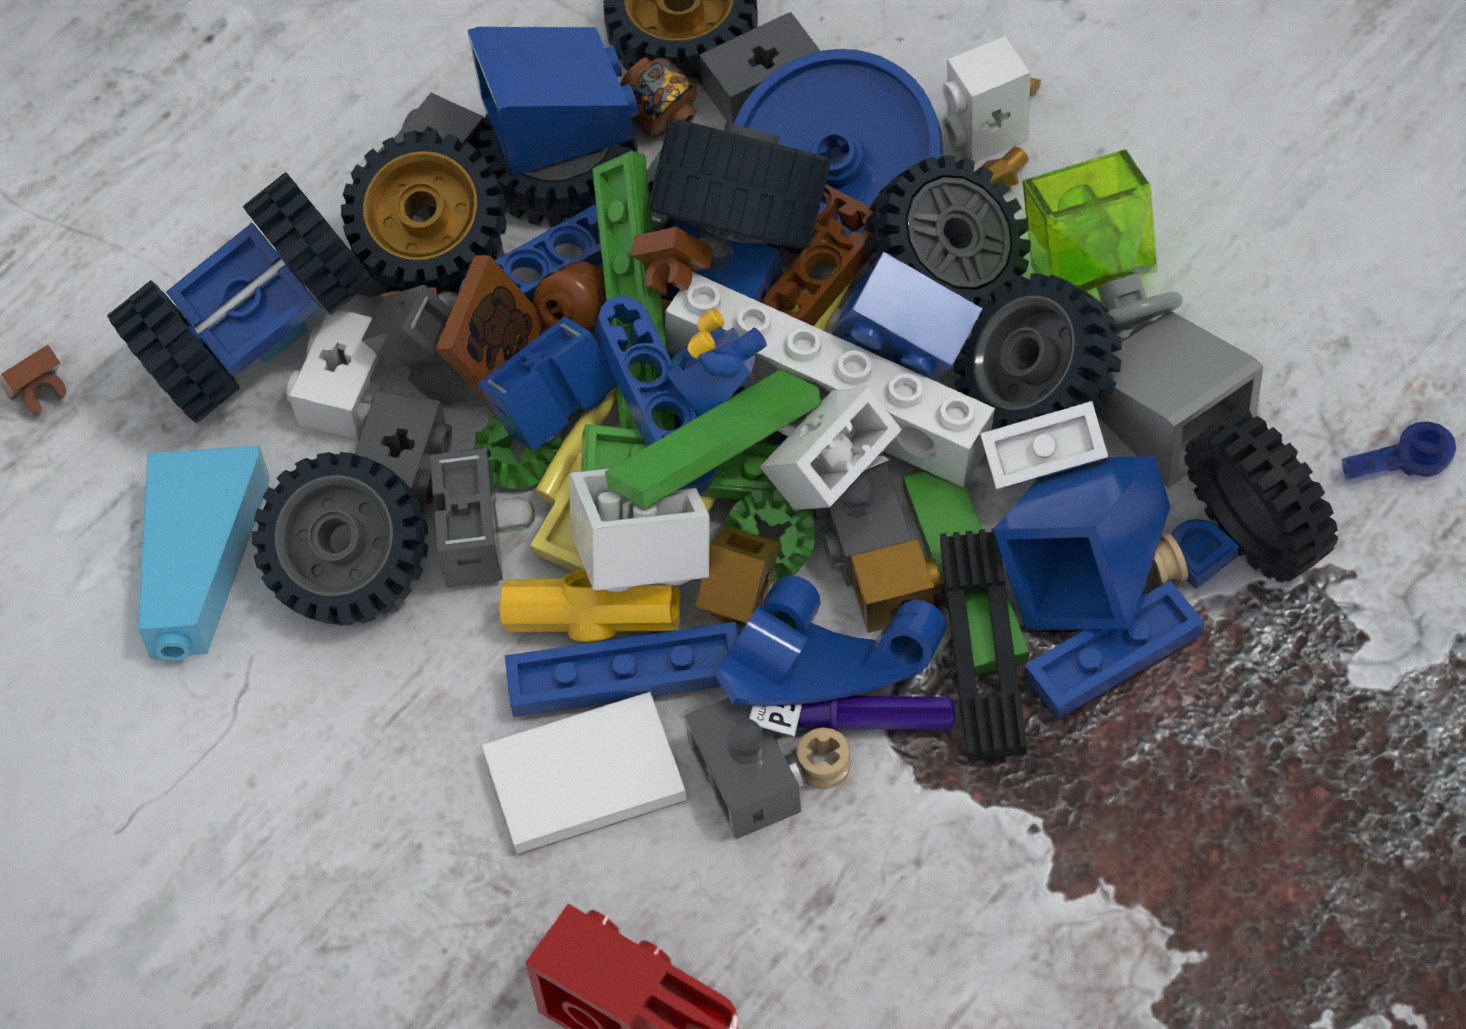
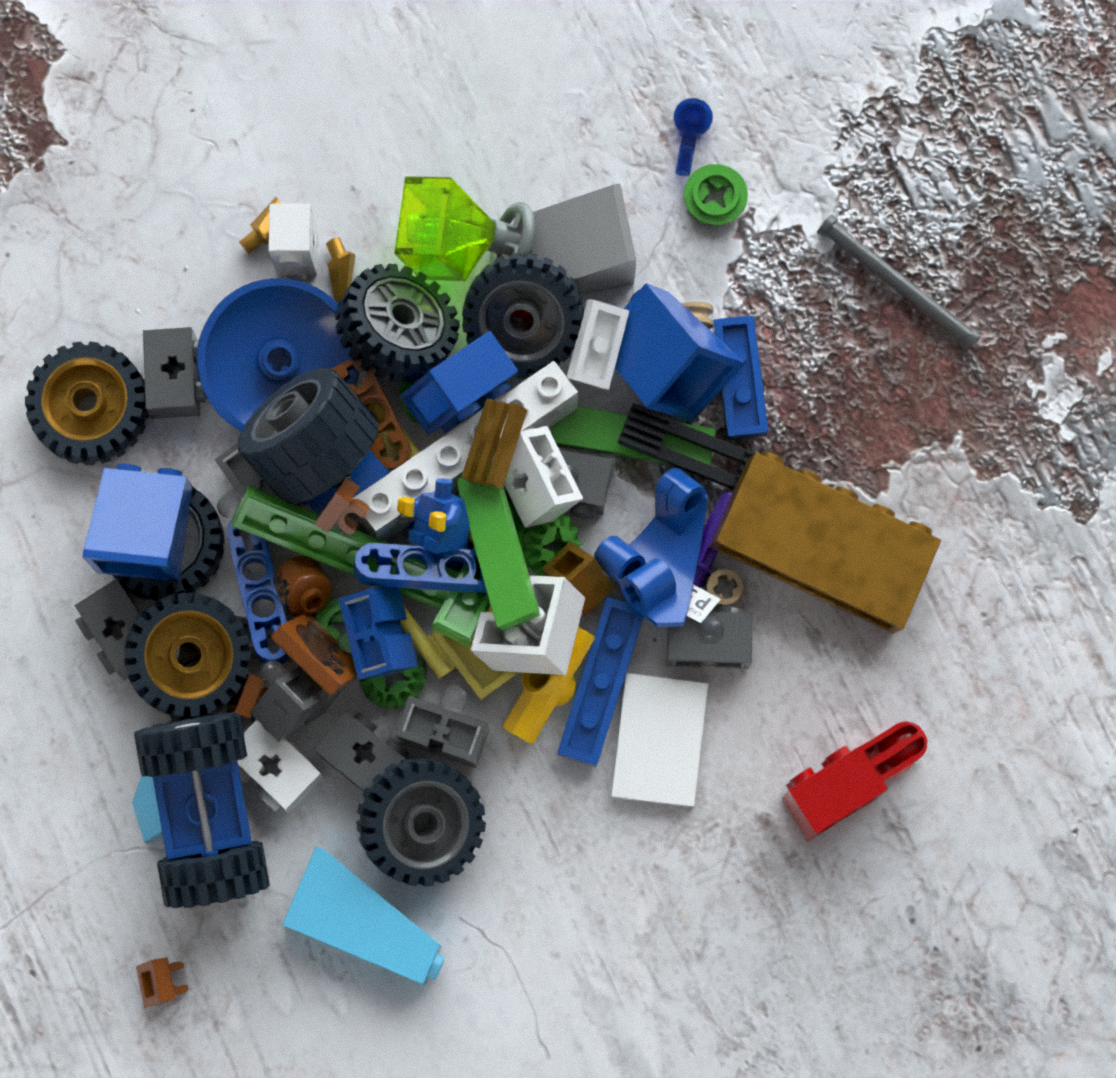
camera: 70 degrees left, 20 degrees up
(660, 94) = (156, 448): head -> none
(838, 370) = (488, 442): none -> pearl gold tile
(891, 577) = (629, 485): pearl gold brick -> none
(946, 835) = (826, 542): none -> pearl gold brick
(1204, 548) = (693, 286): blue tile -> none
(1261, 495) = (701, 235): black tyre -> none
(1340, 899) = (899, 283): none -> dark grey bar
(1367, 514) = (719, 178): none -> bright green gear

